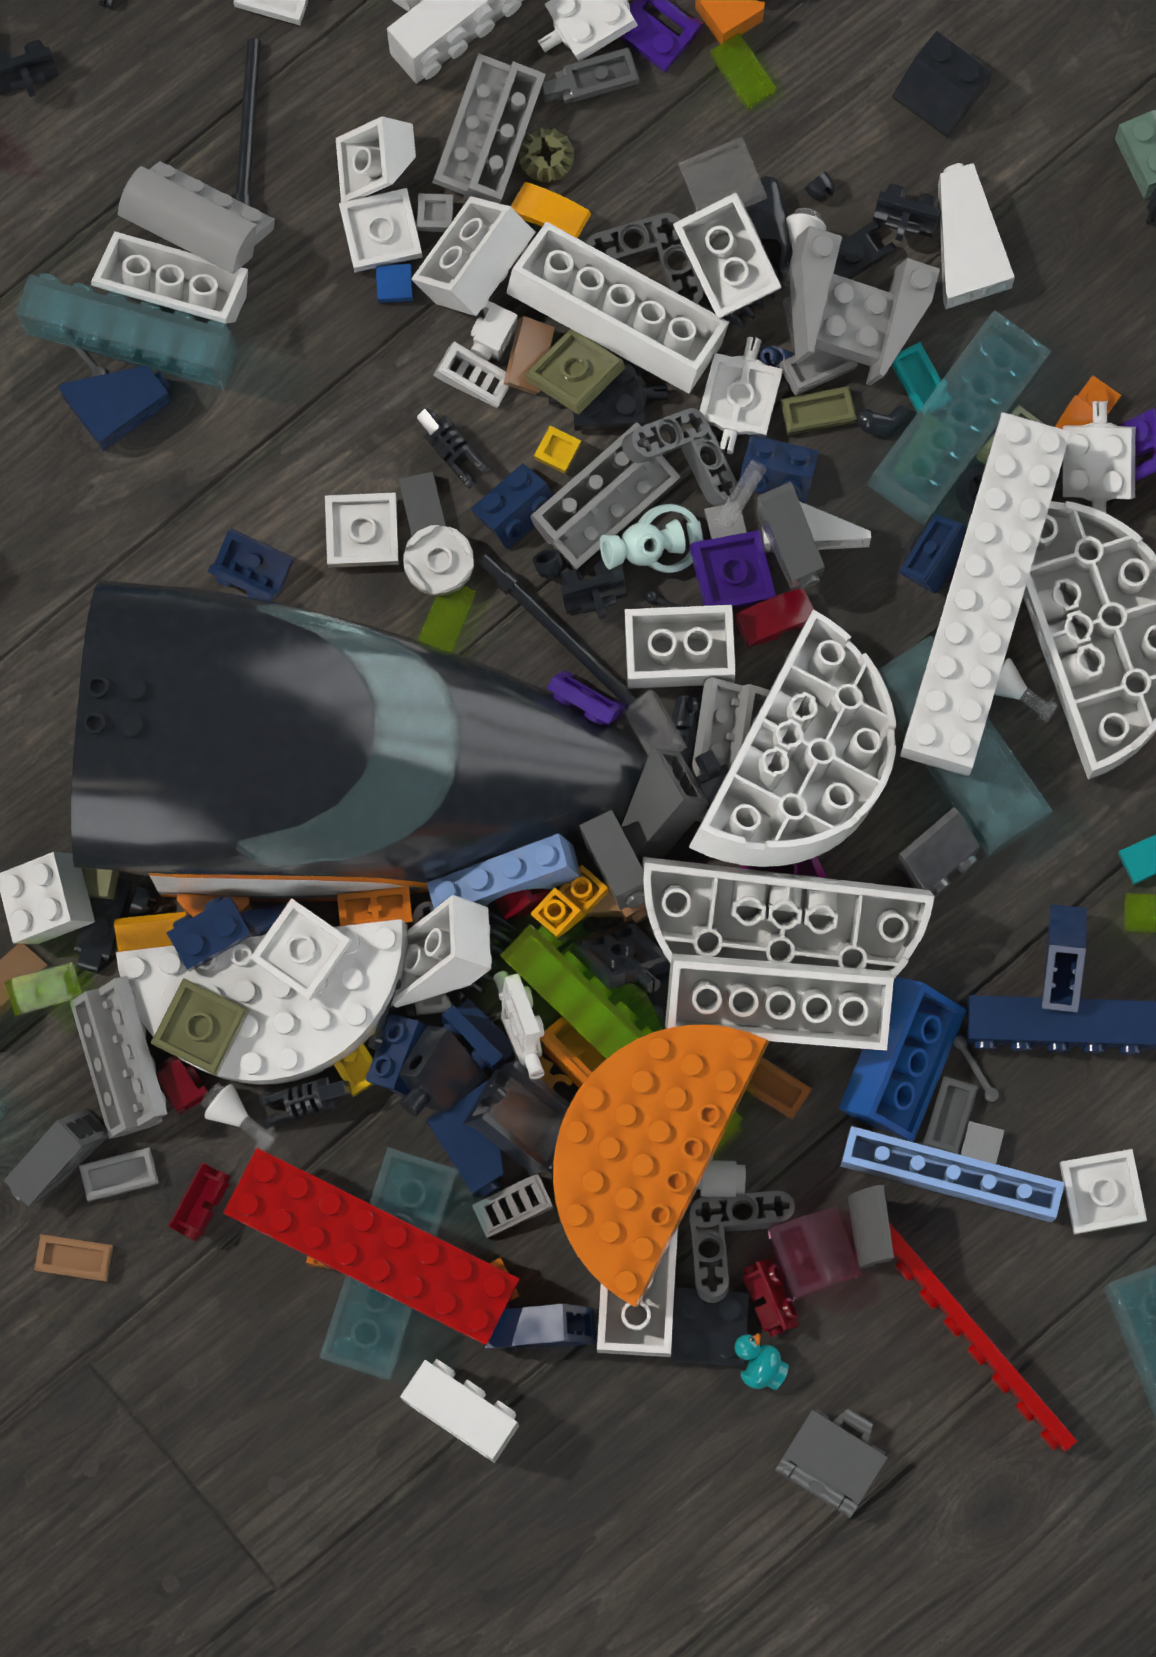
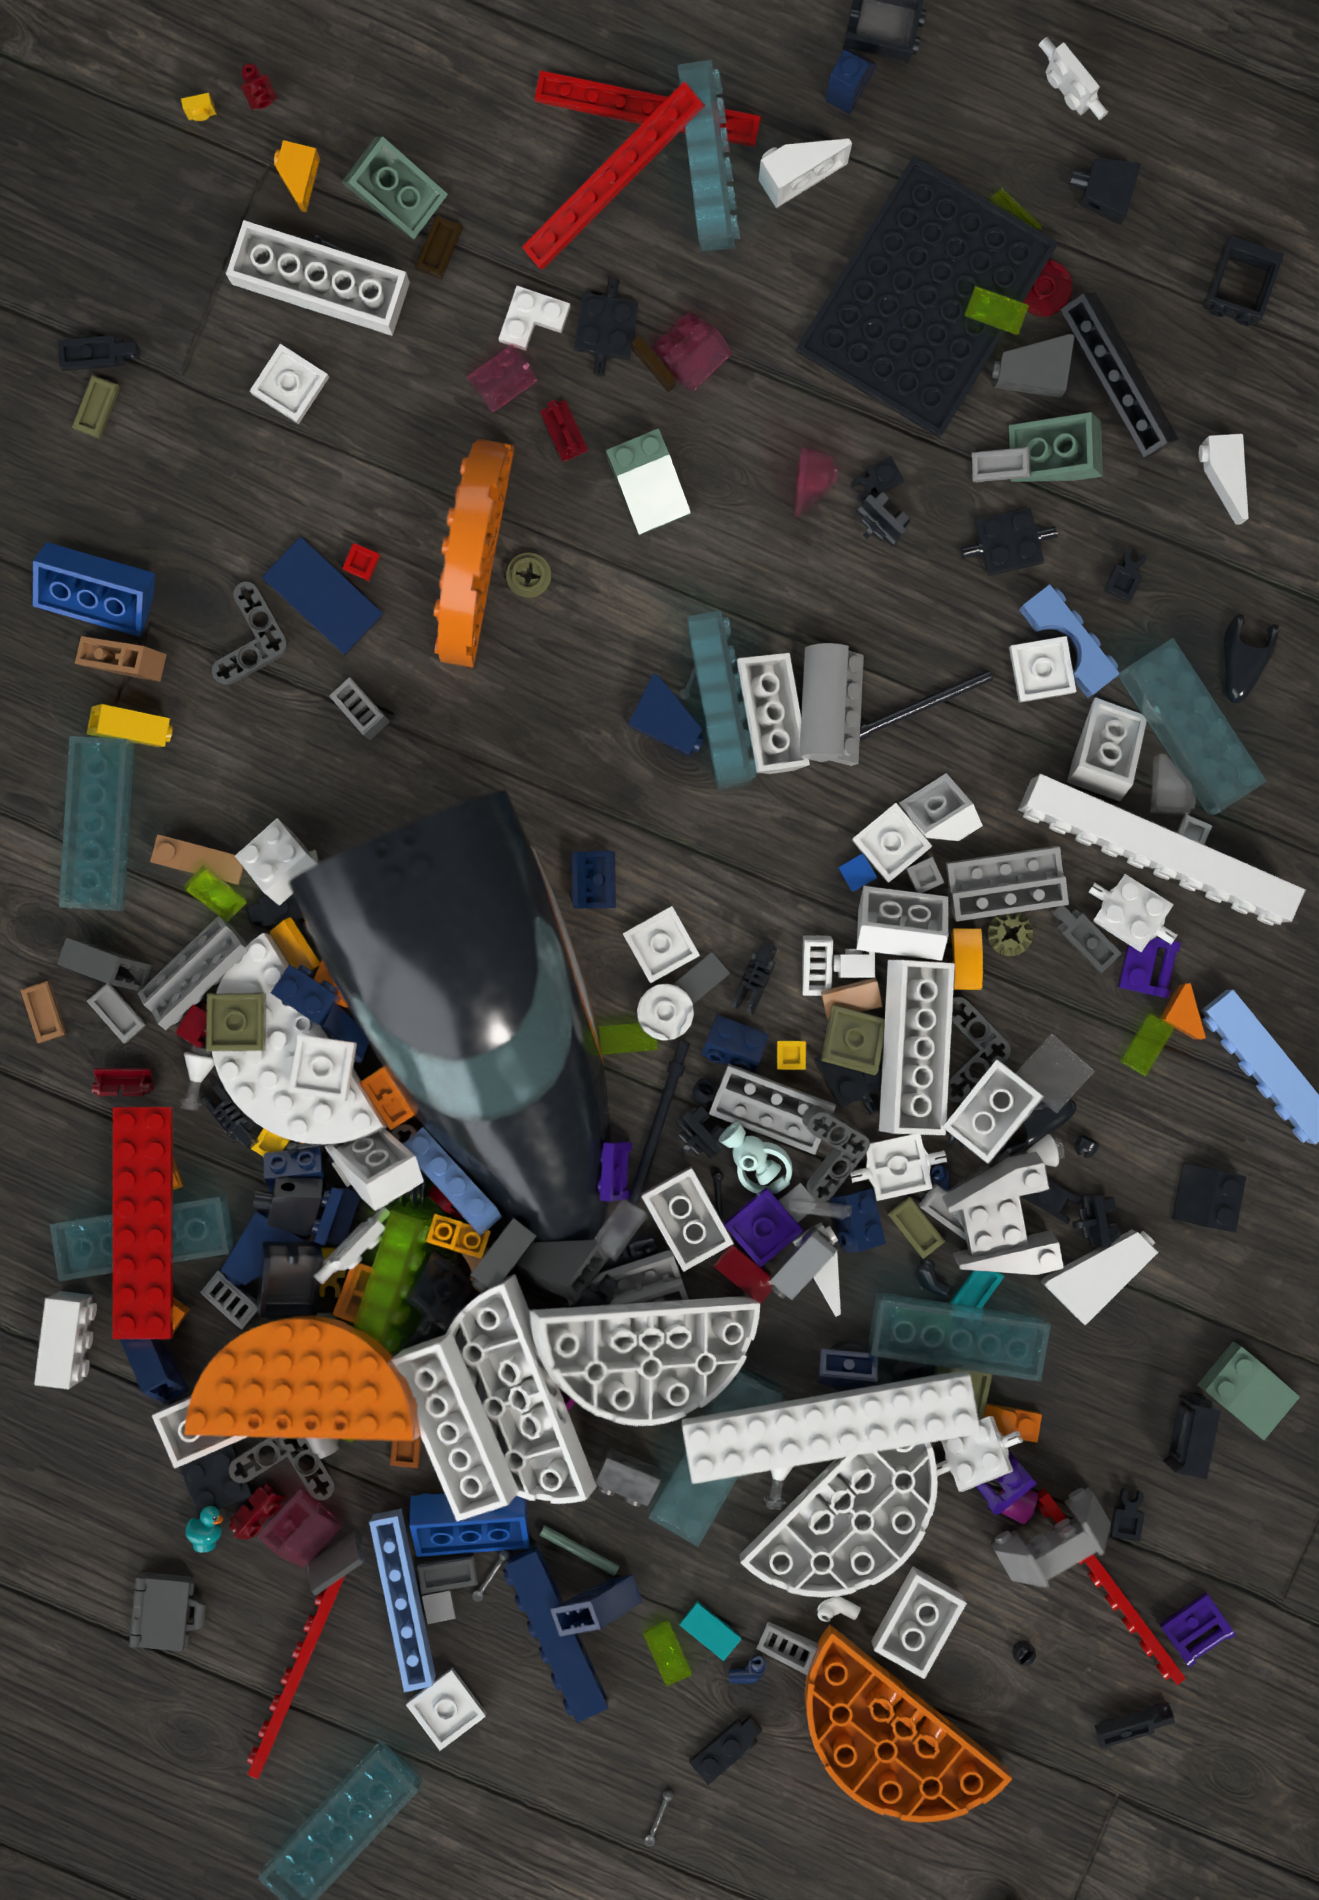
camera: 65 degrees right, 10 degrees up
(996, 955) = (579, 1550): none -> sand green bar

